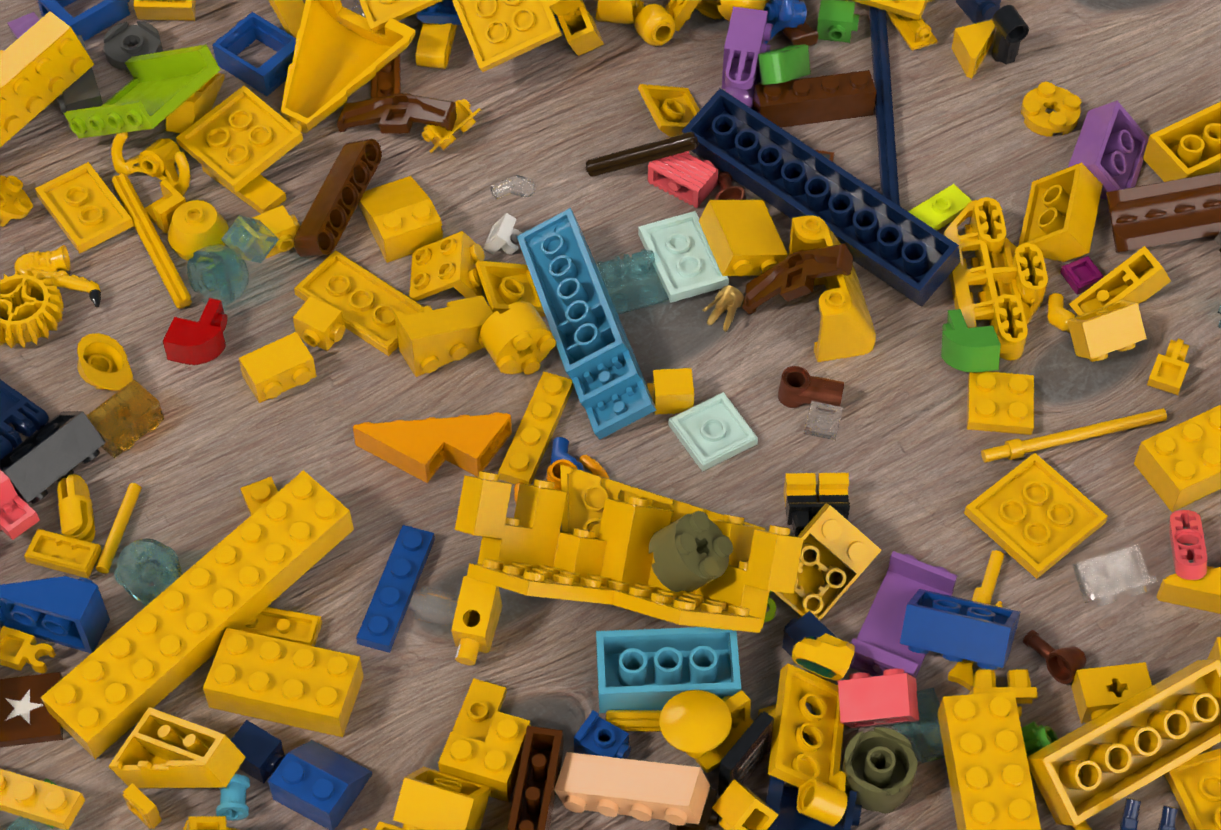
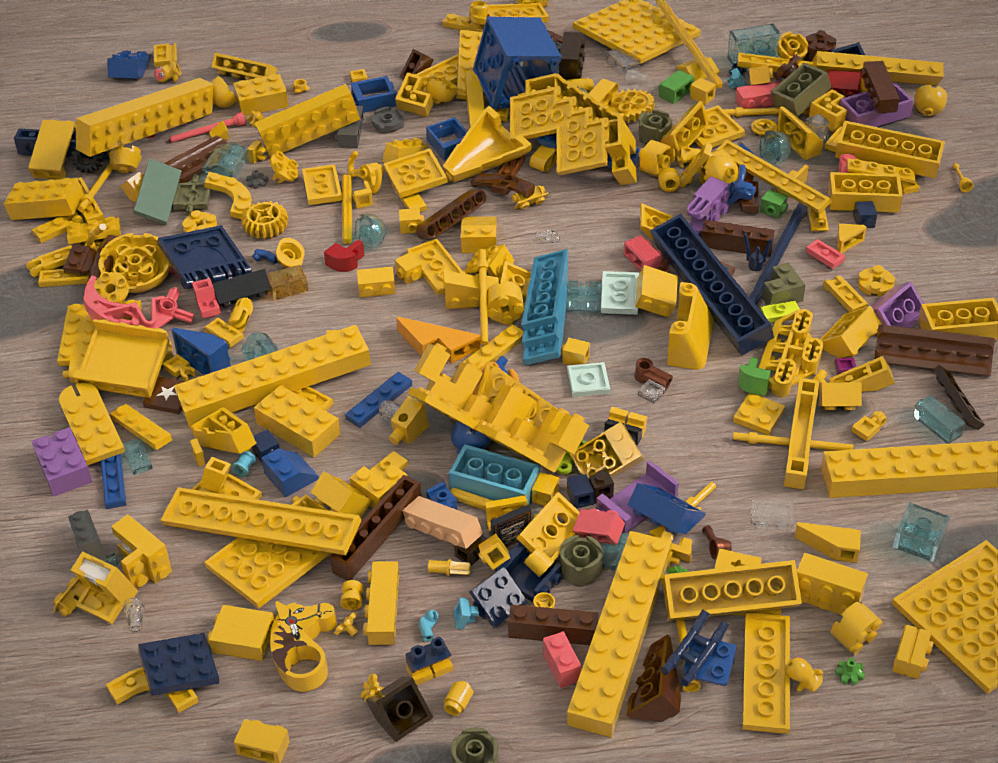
camera: 25 degrees right, 10 degrees down
(49, 263) = (292, 206): yellow piece -> none
(55, 374) = (259, 253): none -> blue arm
(118, 528) = (260, 328): yellow bar -> none
(158, 88) = (389, 133): lime panel -> none
(194, 227) = (372, 204): yellow cone -> none
(249, 239) = (391, 217): clear light blue brick -> none
(457, 290) = (482, 267): none -> yellow bar
(501, 234) = (527, 255): white tile -> none
(586, 618) = (462, 434): none -> blue cylinder
(642, 154) = (620, 236): dark brown axle -> none
(690, 553) = (528, 417): olive brick -> none
(695, 722) = (490, 500): yellow dish -> none
(727, 299) = (633, 320): pearl gold piece -> none
(756, 660) = (544, 488): none -> yellow brick
(784, 64) = (727, 213): bright green beam -> none
(796, 275) = (671, 314): reddish brown plate -> none
(824, 656) = (578, 493): yellow rock -> none
(842, 619) = (600, 481): none -> dark brown brick
(860, 129) = (756, 259): none -> dark blue plant
(928, 164) = (784, 286): none -> olive brick
(955, 86) = (825, 254): none -> coral plate
(1009, 33) = (869, 234): black piece -> none
(1019, 148) = (844, 293): none -> yellow plate
(1035, 515) = (745, 472): yellow plate -> none
(1105, 468) = (801, 434): none -> yellow arch
(1183, 553) = (823, 511): coral beam -> none

